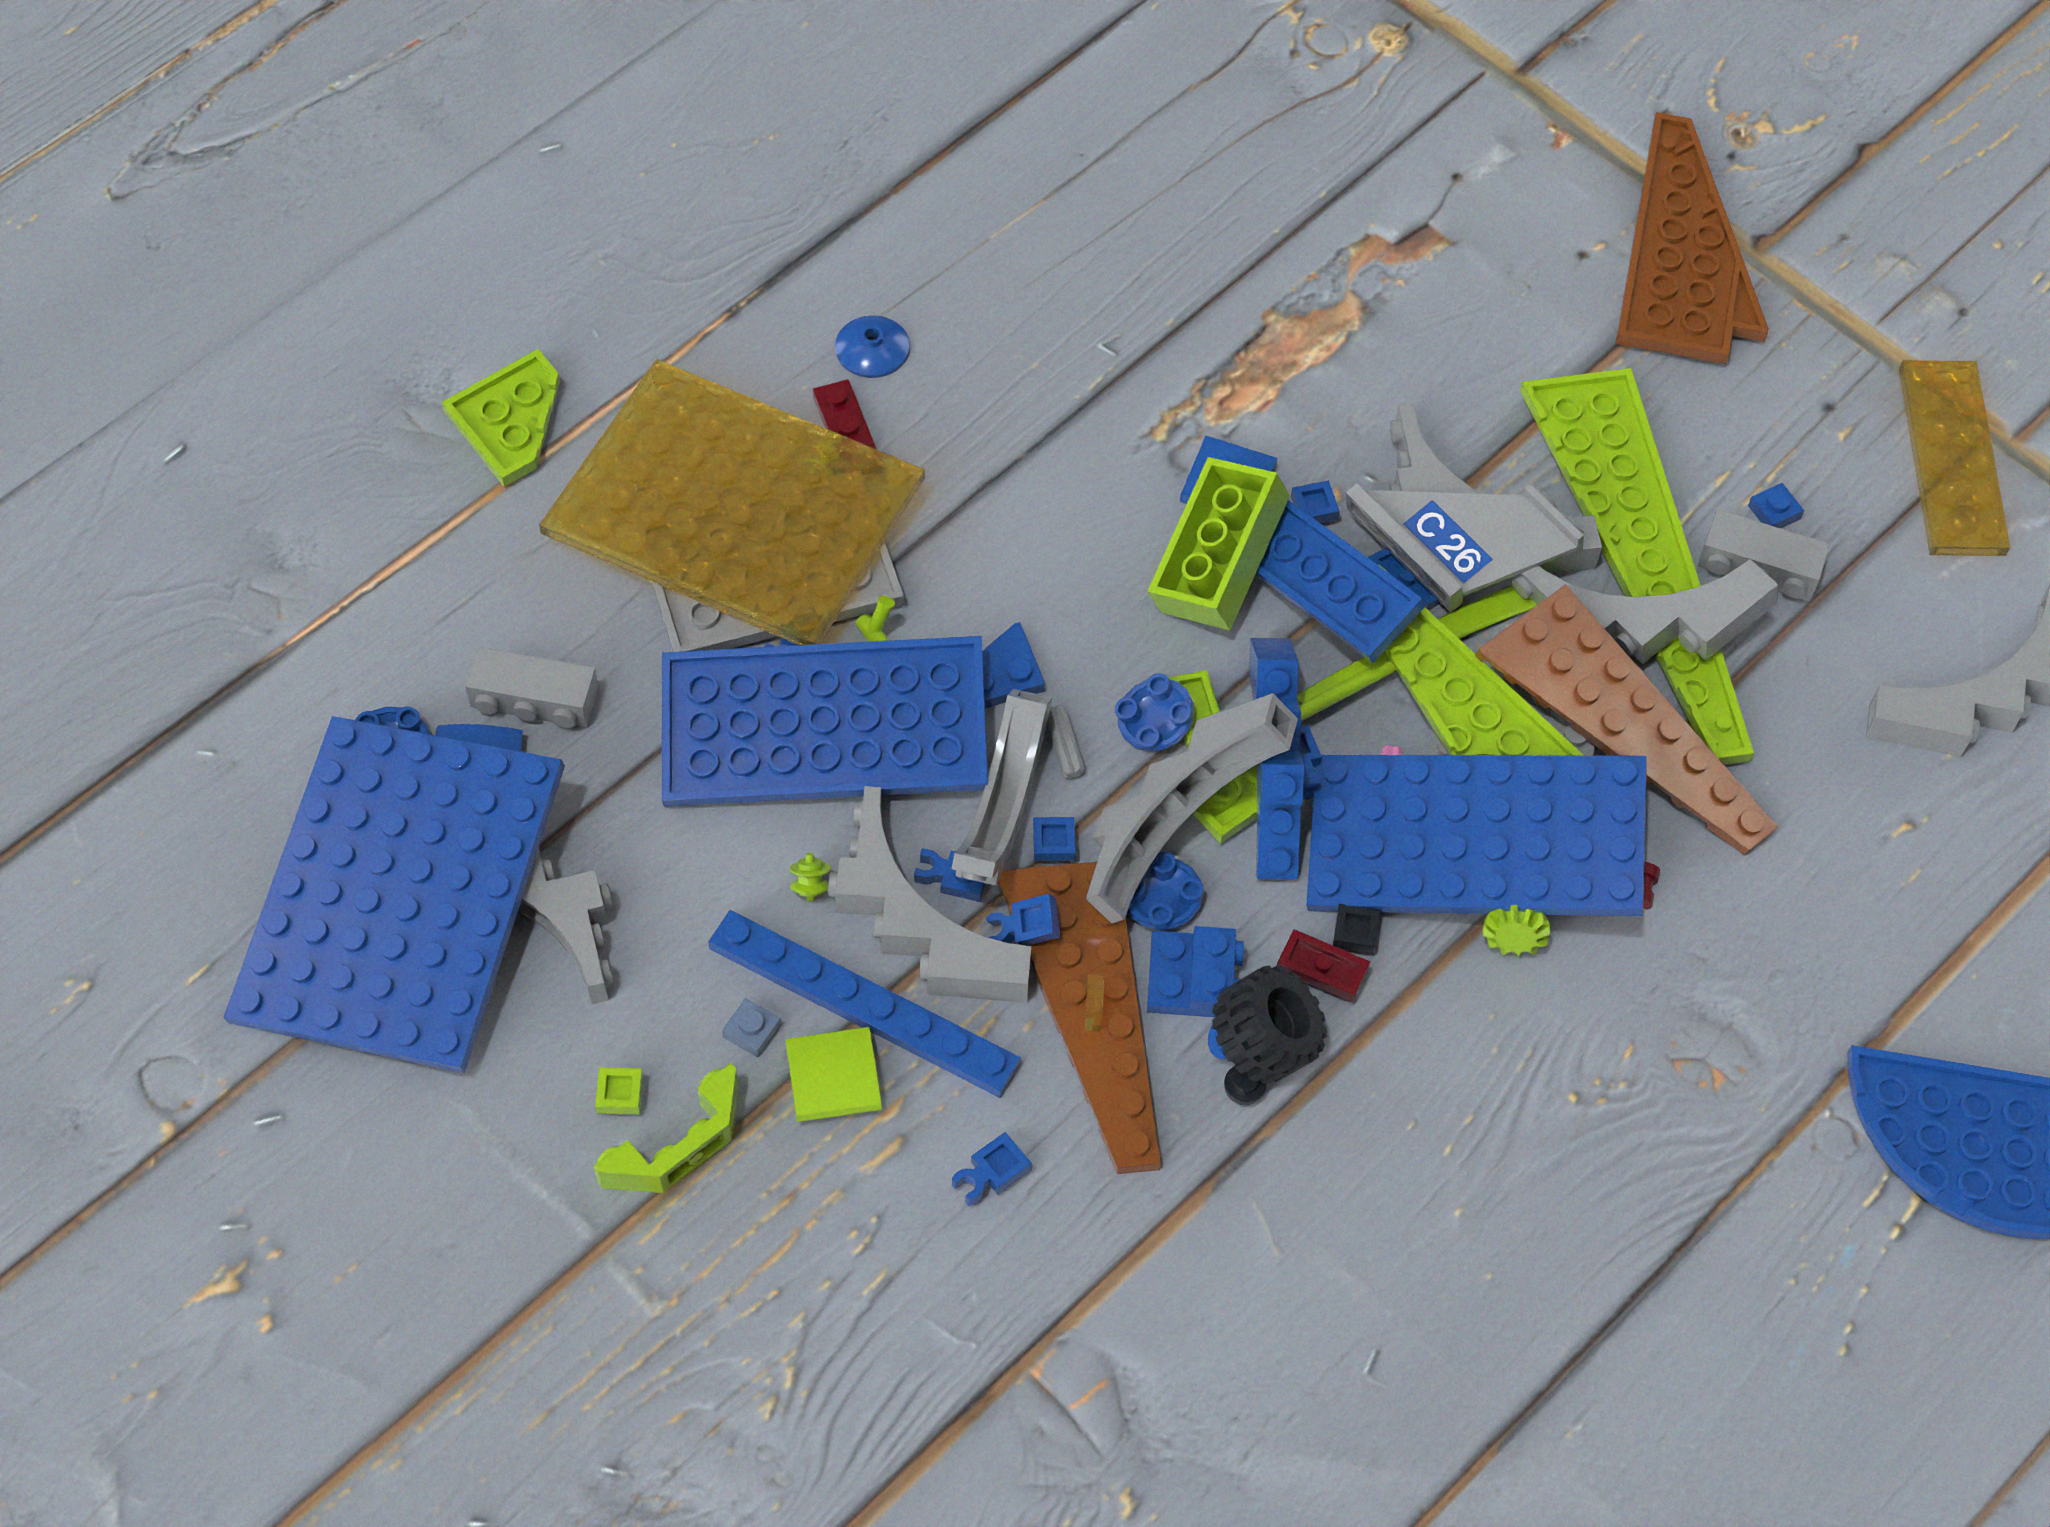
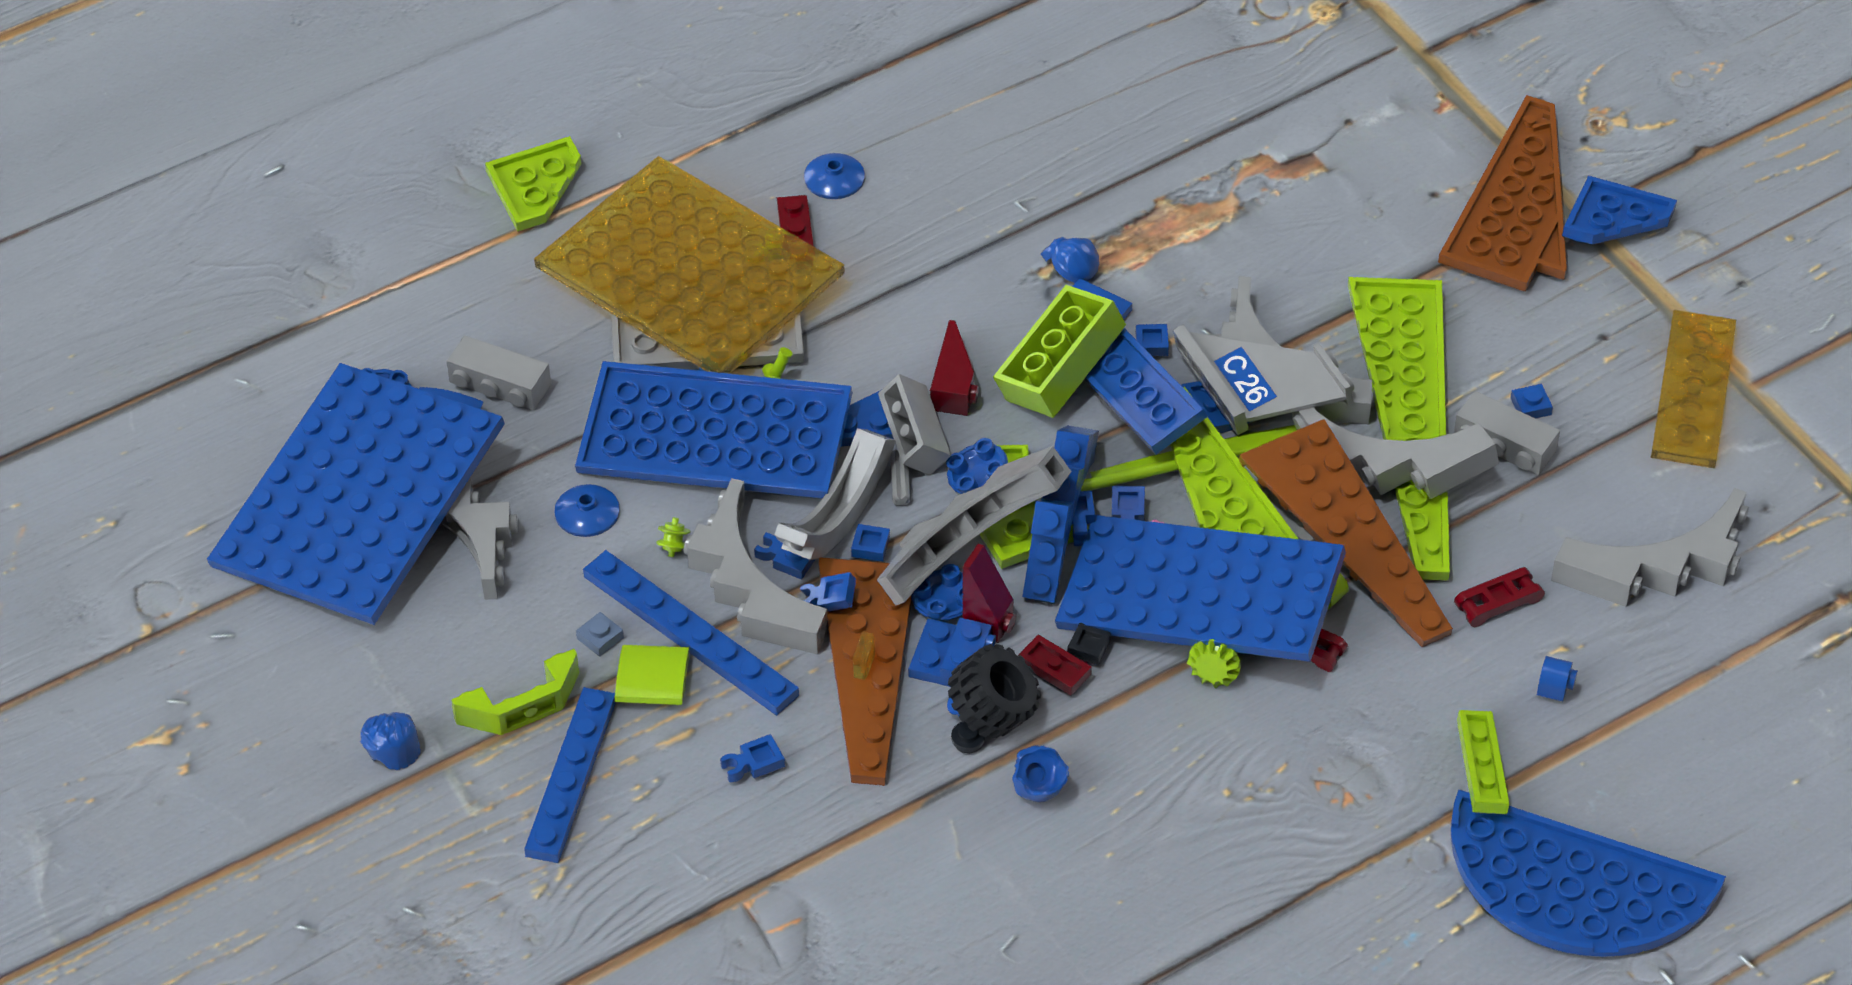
camera: 15 degrees right, 10 degrees down
(527, 1232) = (391, 739): none -> blue hair
(619, 1090) = (486, 657): lime plate -> none
(691, 870) = (587, 510): none -> blue dish
(766, 1236) = (570, 775): none -> blue plate
(1066, 670) = (914, 424): none -> light grey brick
(1095, 593) = (953, 379): none -> dark red slope
(1191, 411) = (1073, 258): none -> blue piece
(1225, 894) = (985, 594): none -> dark red slope
(1350, 730) = (1128, 502): none -> blue plate
(1352, 1124) = (1039, 773): none -> blue hair
(1800, 246) = (1615, 211): none -> blue plate
(1817, 772) = (1499, 596): none -> dark red plate
(1871, 1004) = (1482, 762): none -> lime plate
(1919, 872) = (1556, 678): none -> blue plate

